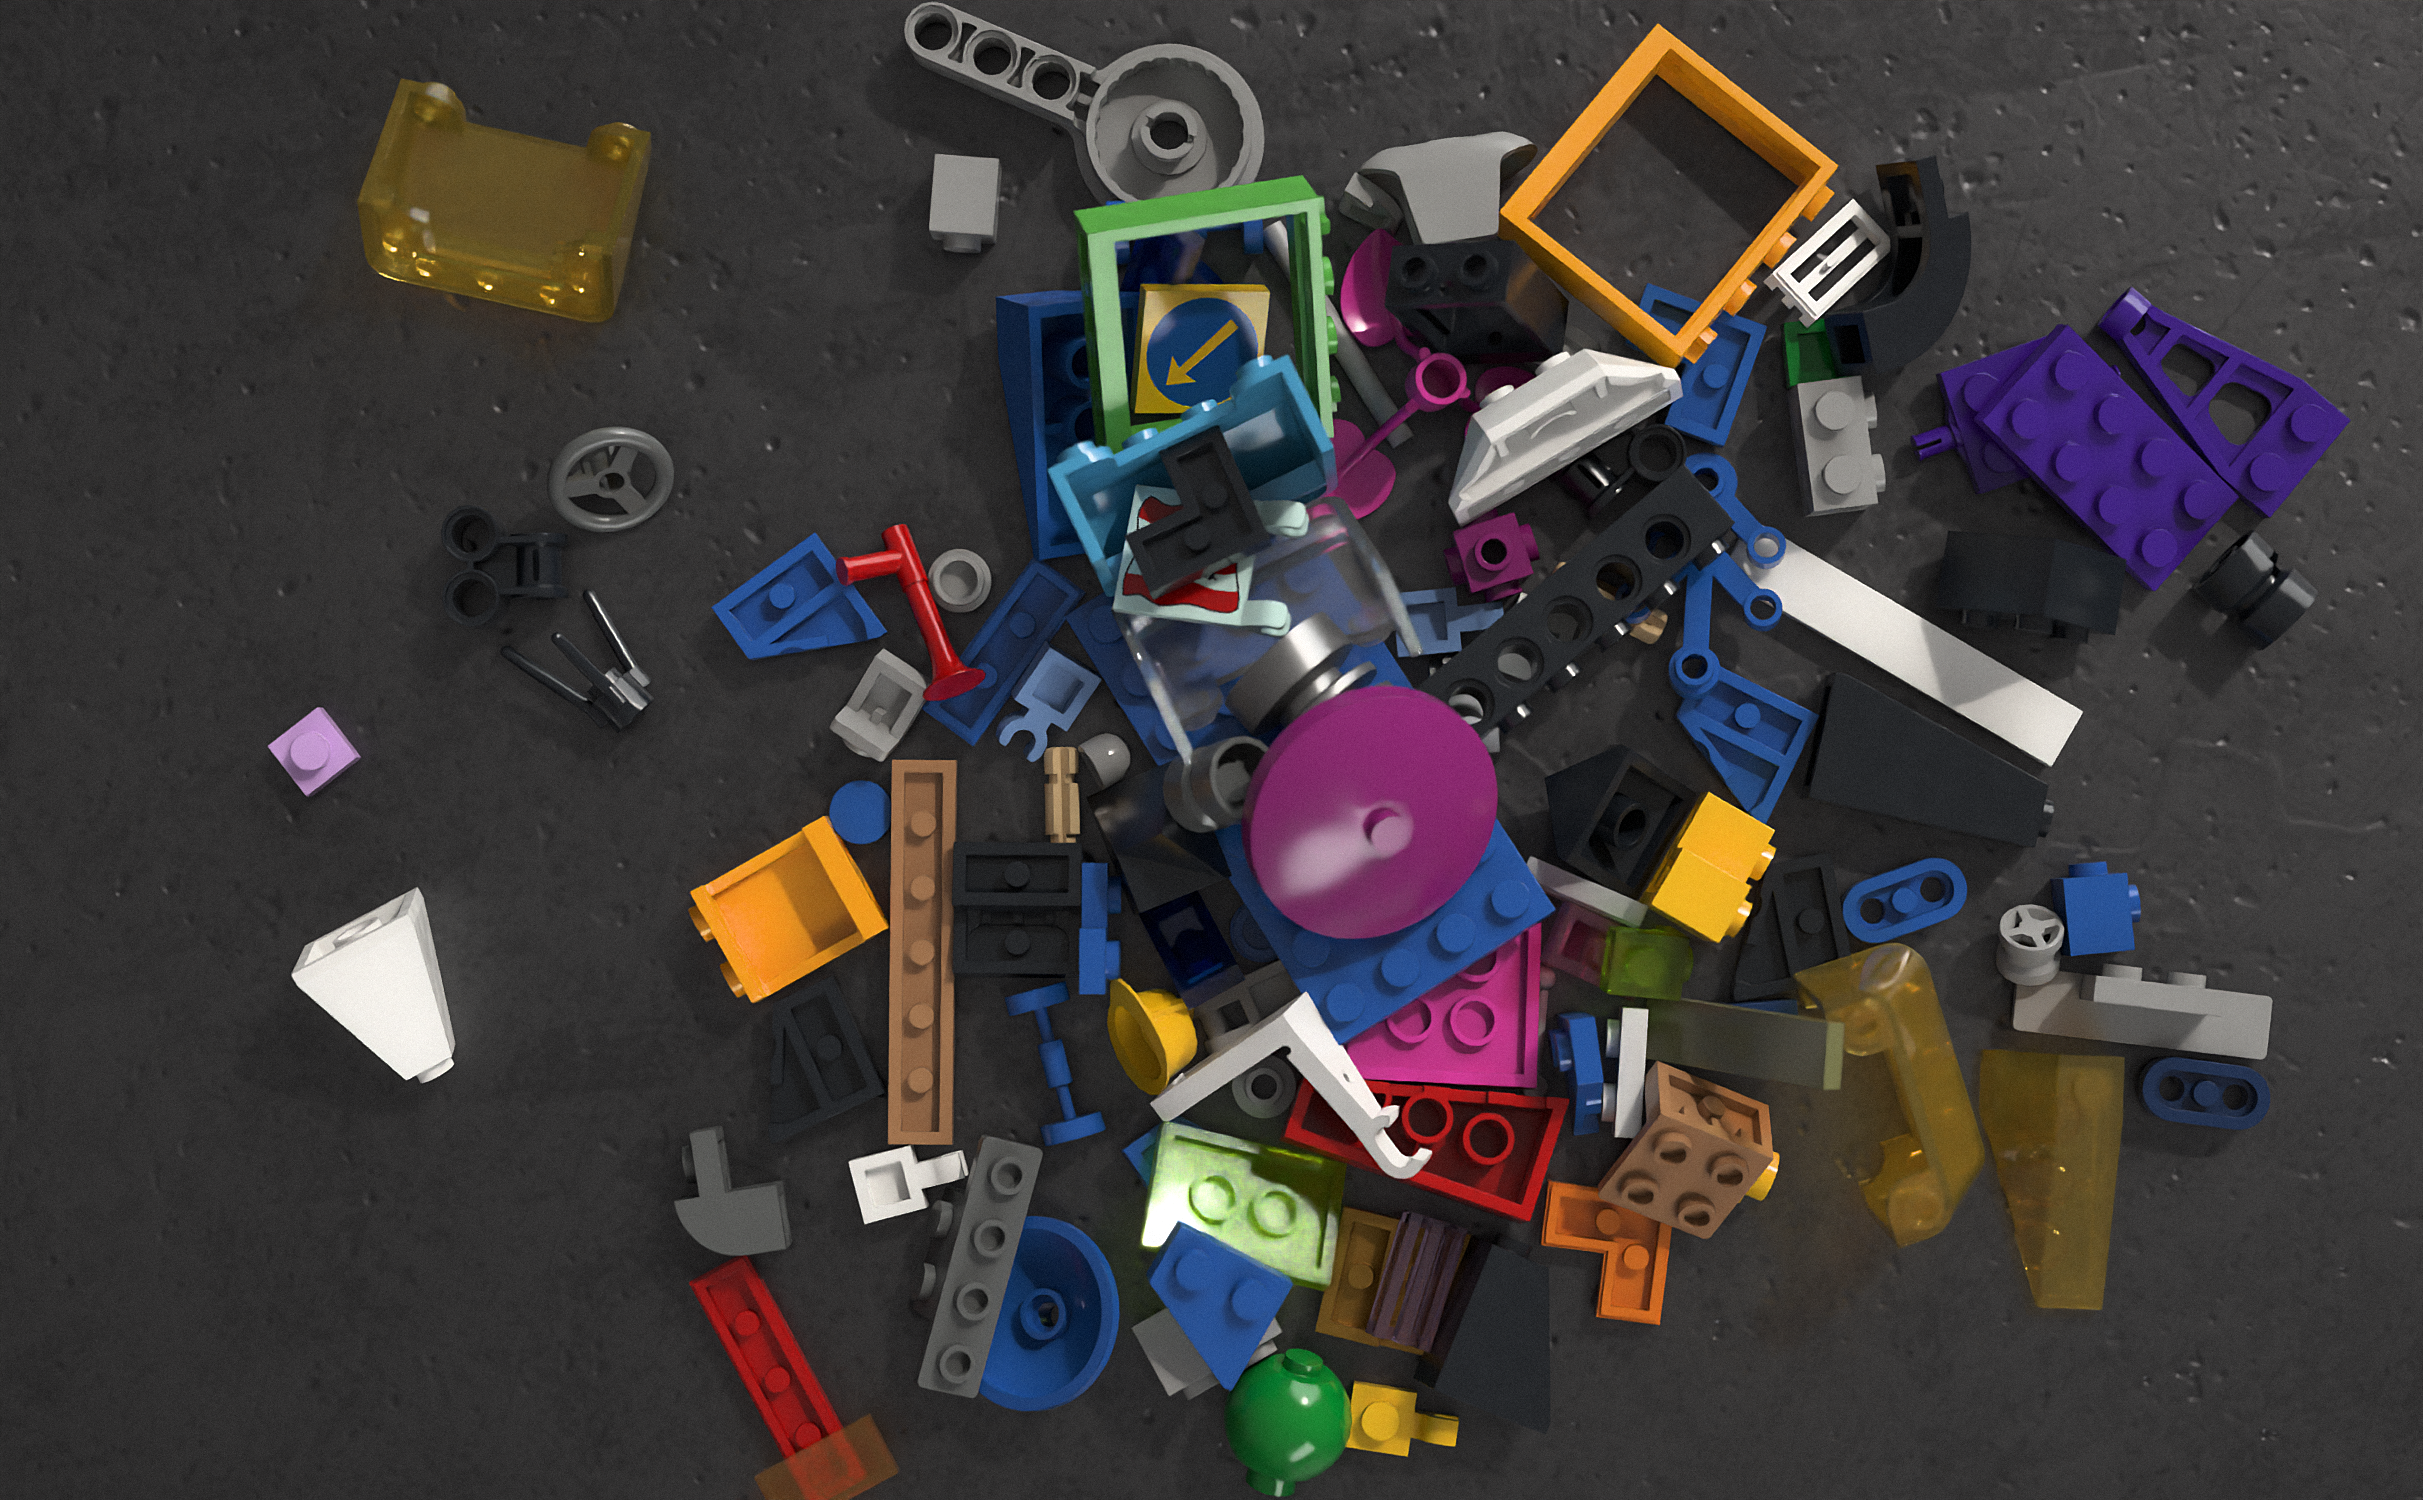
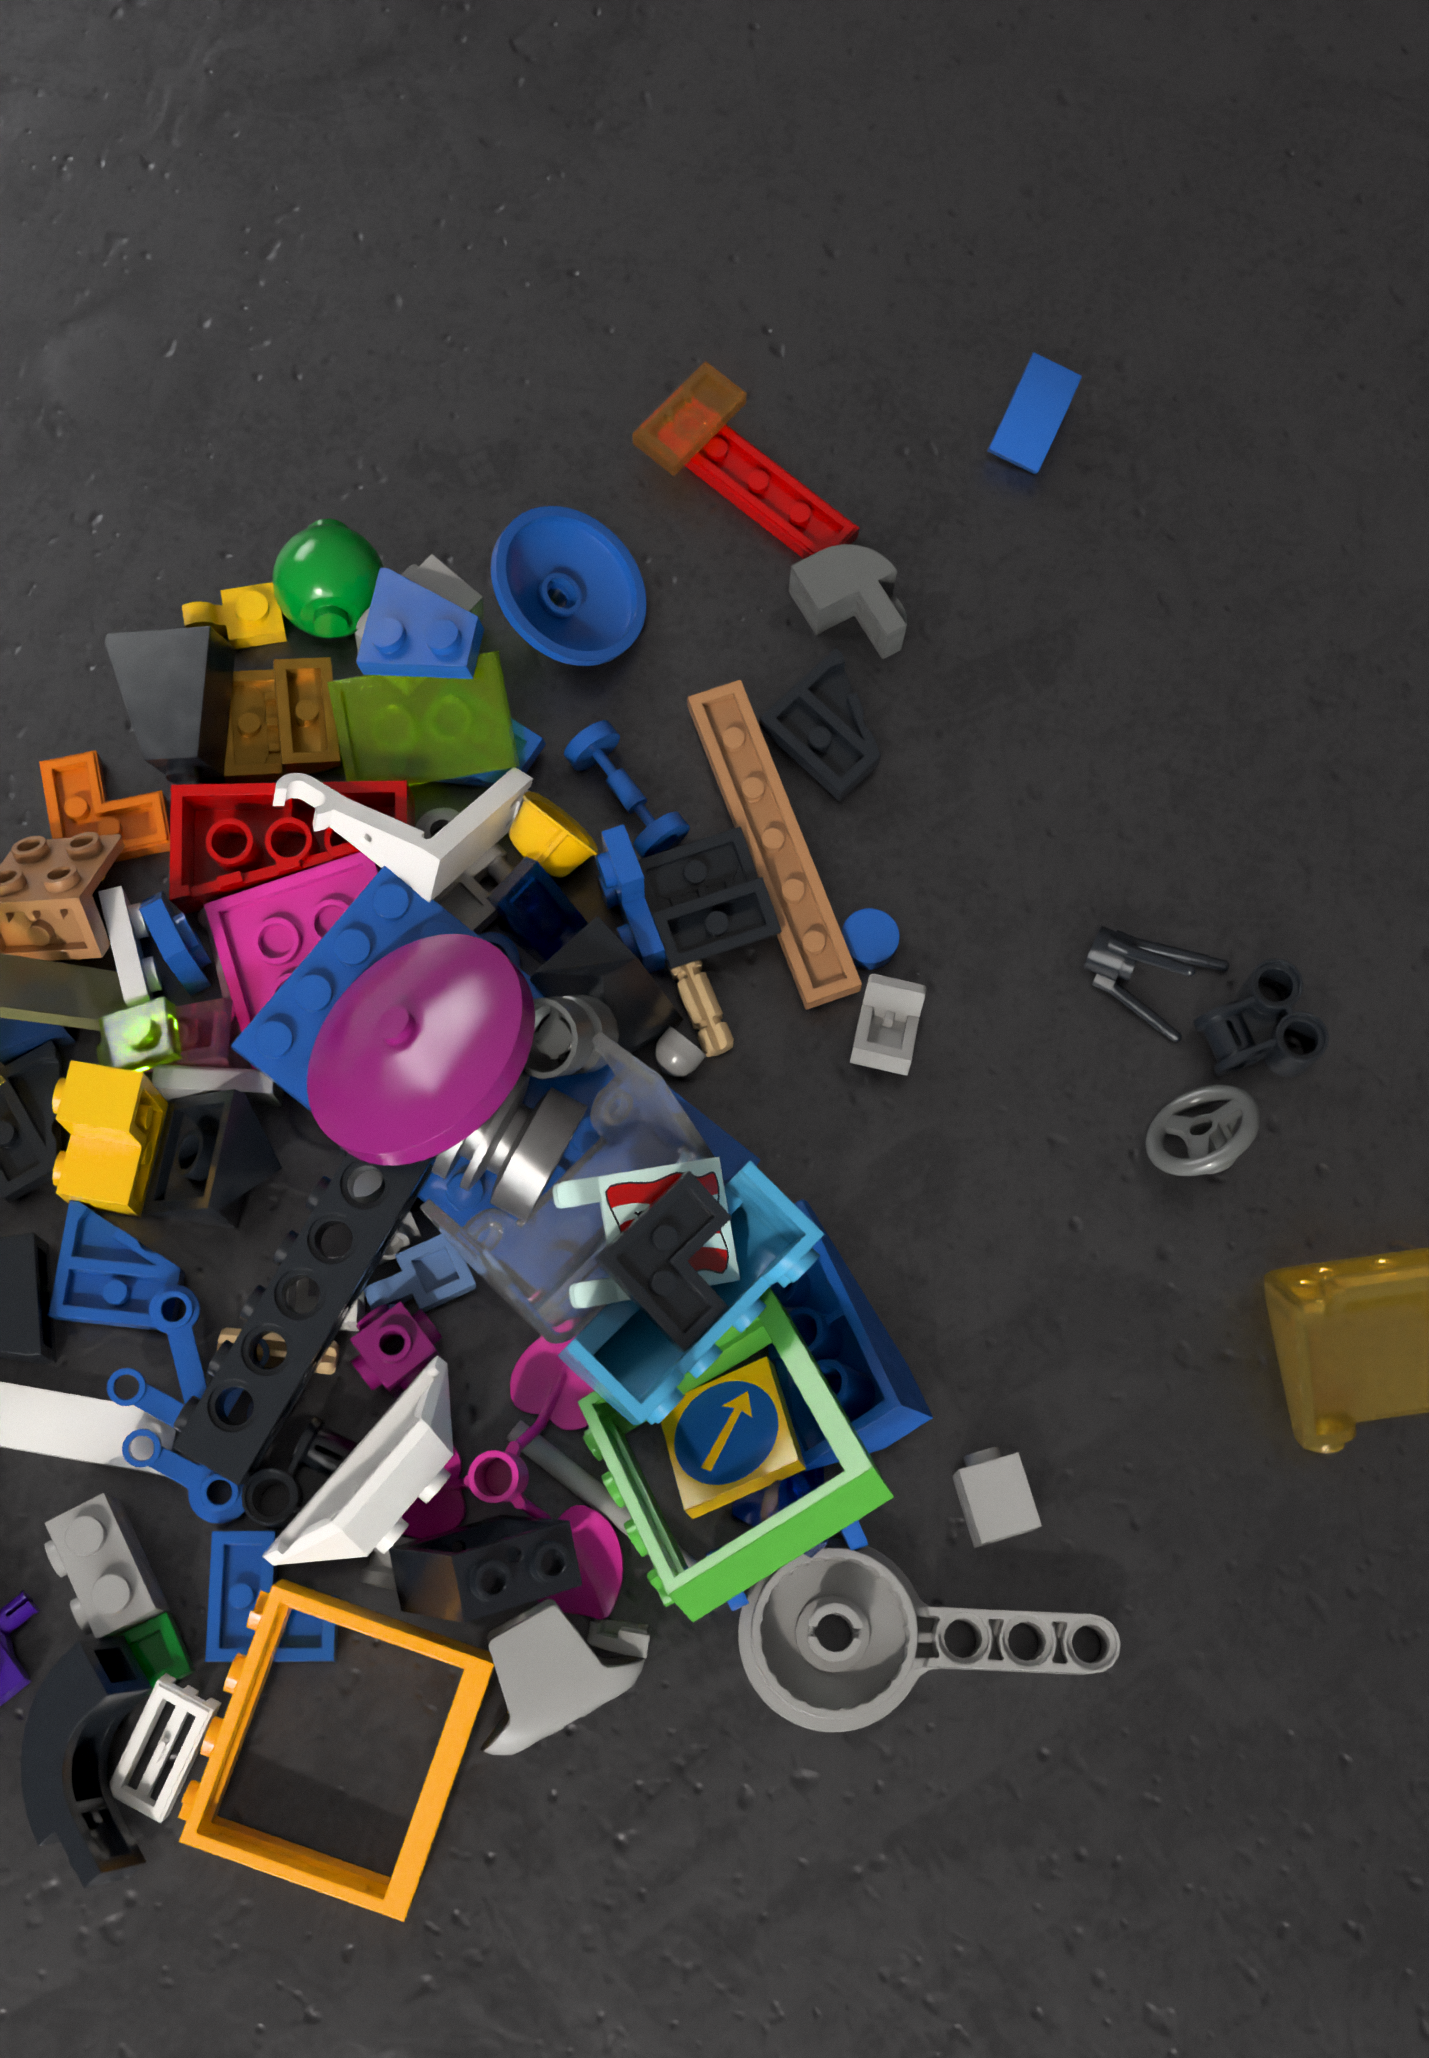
camera: 155 degrees right, 15 degrees down
(314, 752) = (1343, 827): lavender plate -> none
(385, 986) = (1205, 658): white slope -> none
(439, 1349) = (1034, 413): none -> blue slope
(788, 911) = (899, 834): light orange panel -> none
(797, 606) = (993, 1087): blue wing -> none
(896, 1182) = (719, 656): white plate -> none
(901, 557) = (918, 1157): red piece -> none
(959, 580) = (864, 1160): light grey plate -> none
(970, 1264) = (635, 608): dark grey bracket -> none
(1006, 646) = (804, 1110): blue tile -> none
(1051, 692) = (748, 1091): medium blue plate -> none
(1437, 1286) = (248, 722): tile -> none

